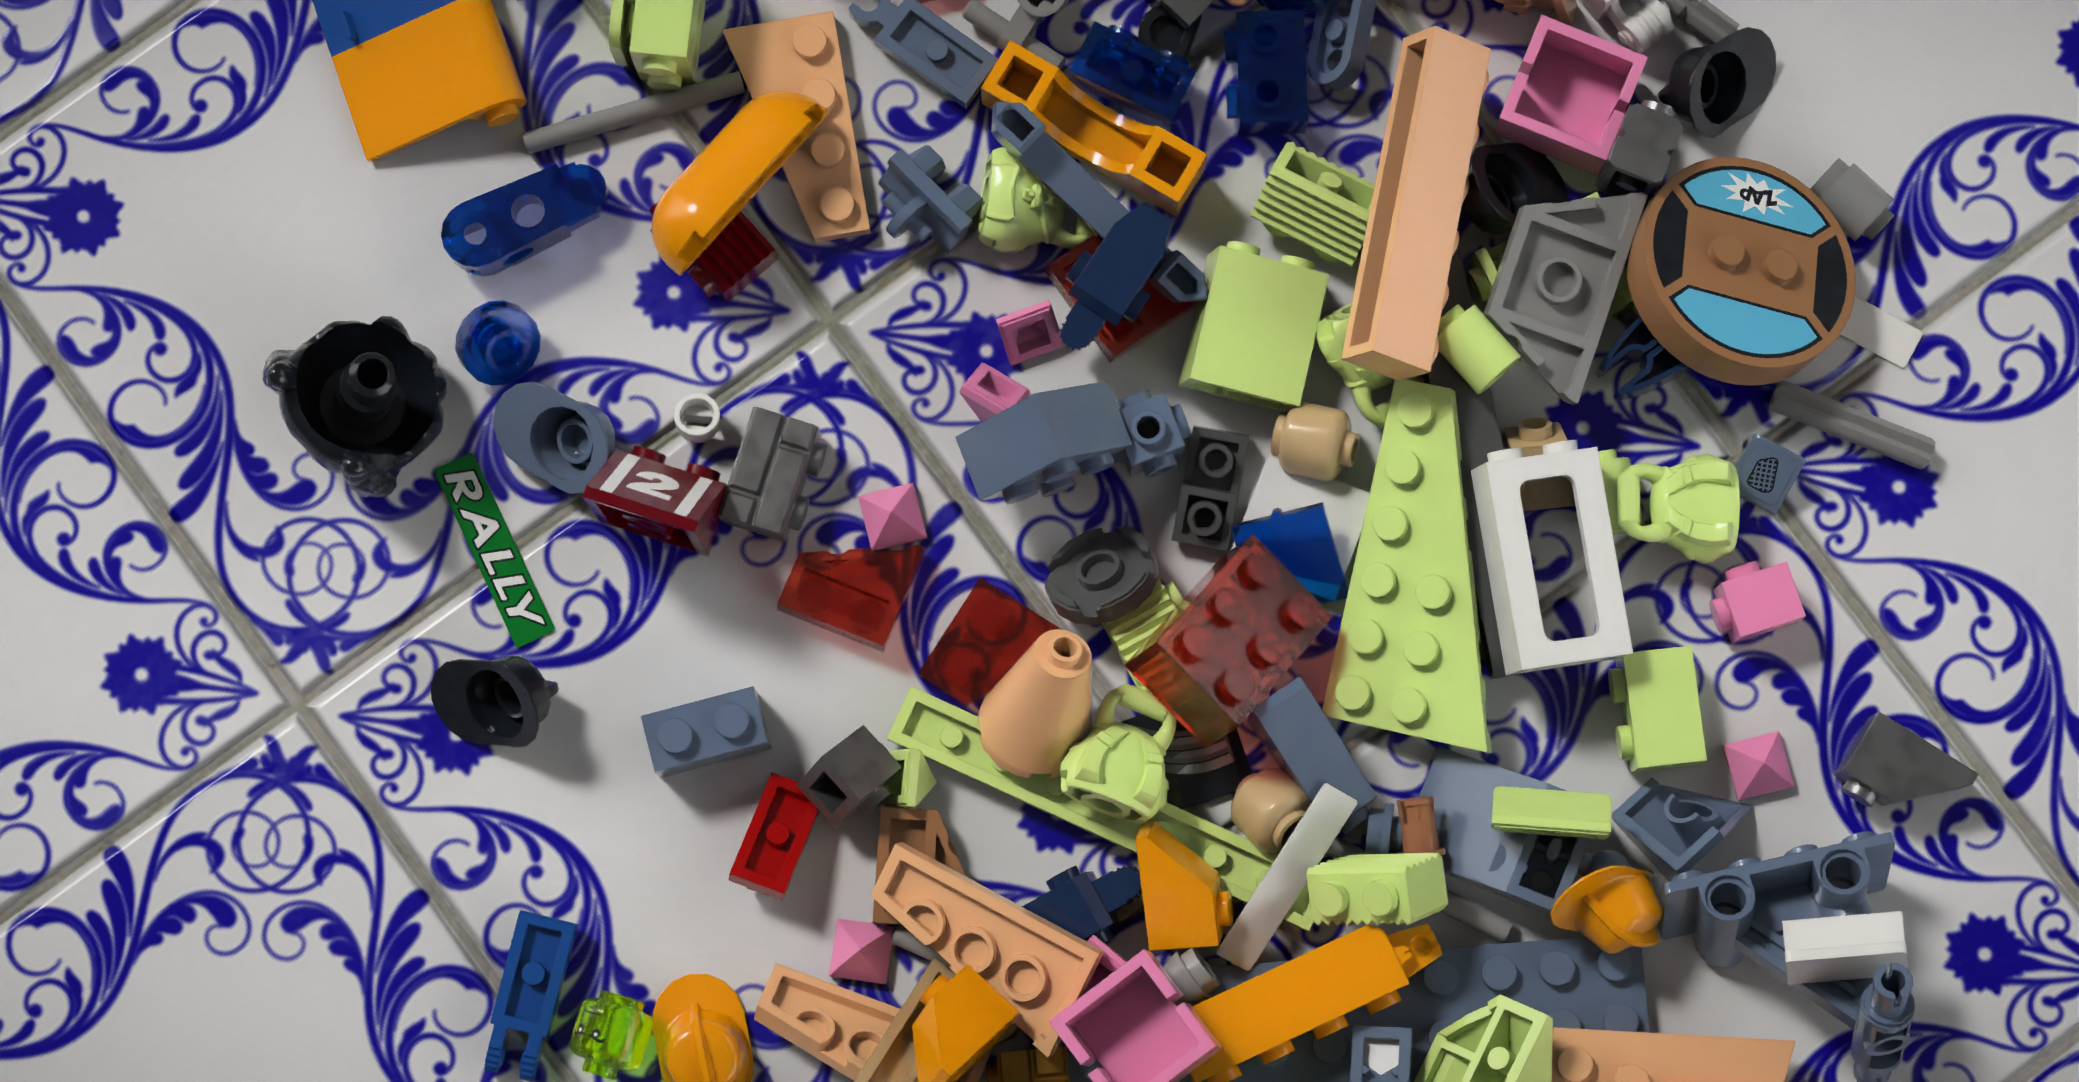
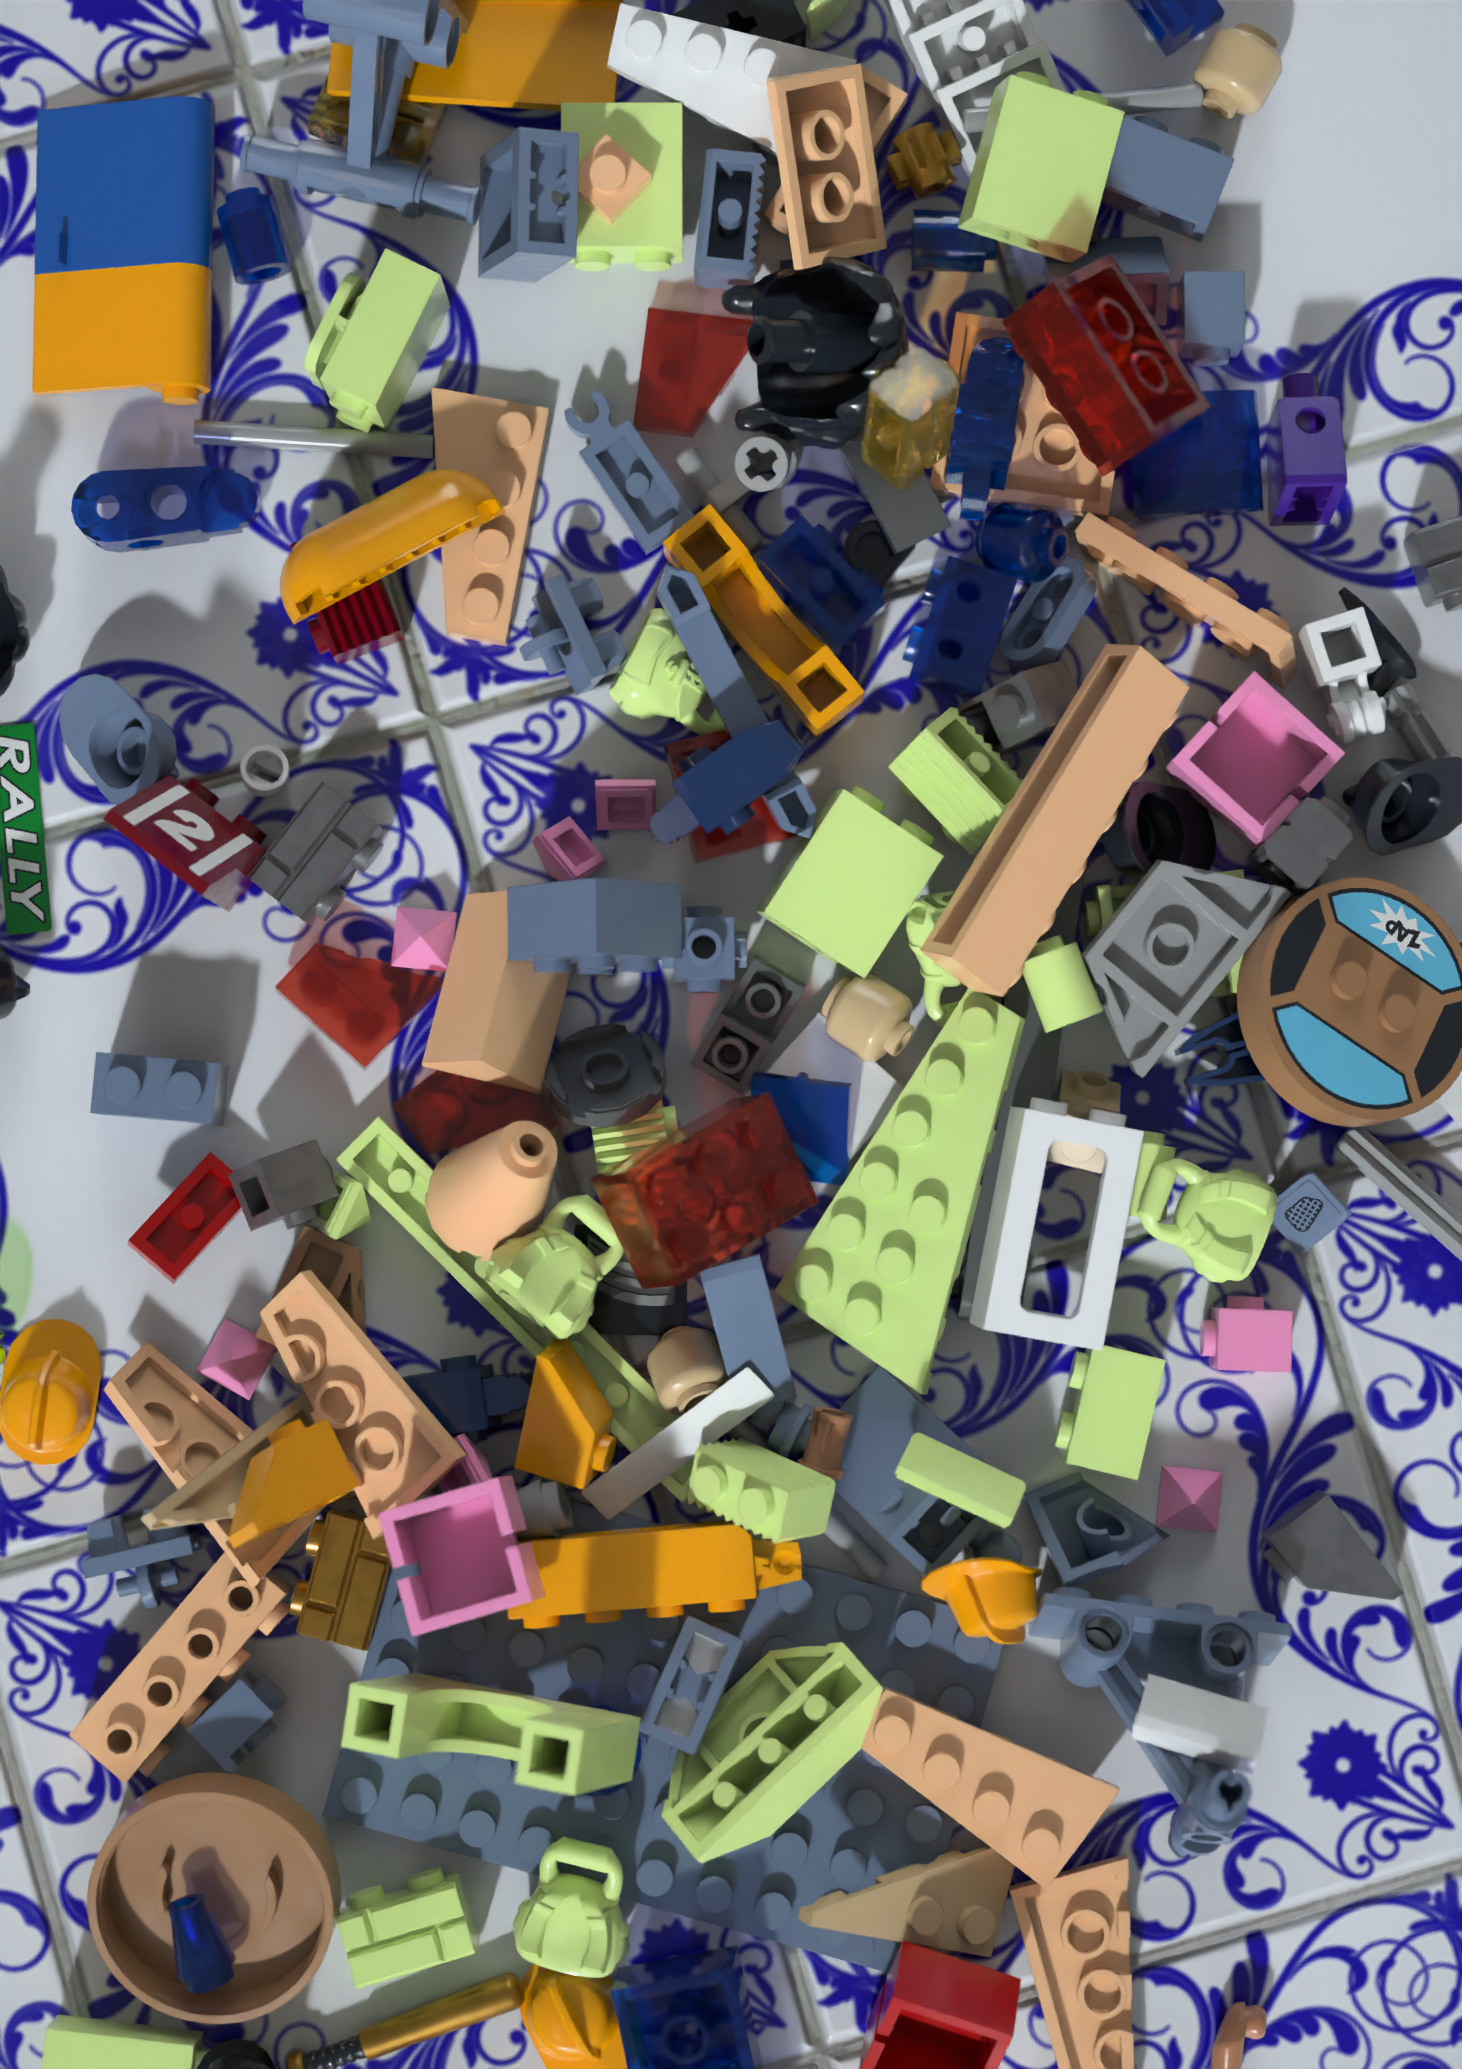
camera: 20 degrees right, 5 degrees up
(497, 342) = (93, 624): clear blue plate -> none
(978, 552) = (492, 1012): none -> light nougat slope
(1349, 120) = (1021, 707): none -> flat silver slope

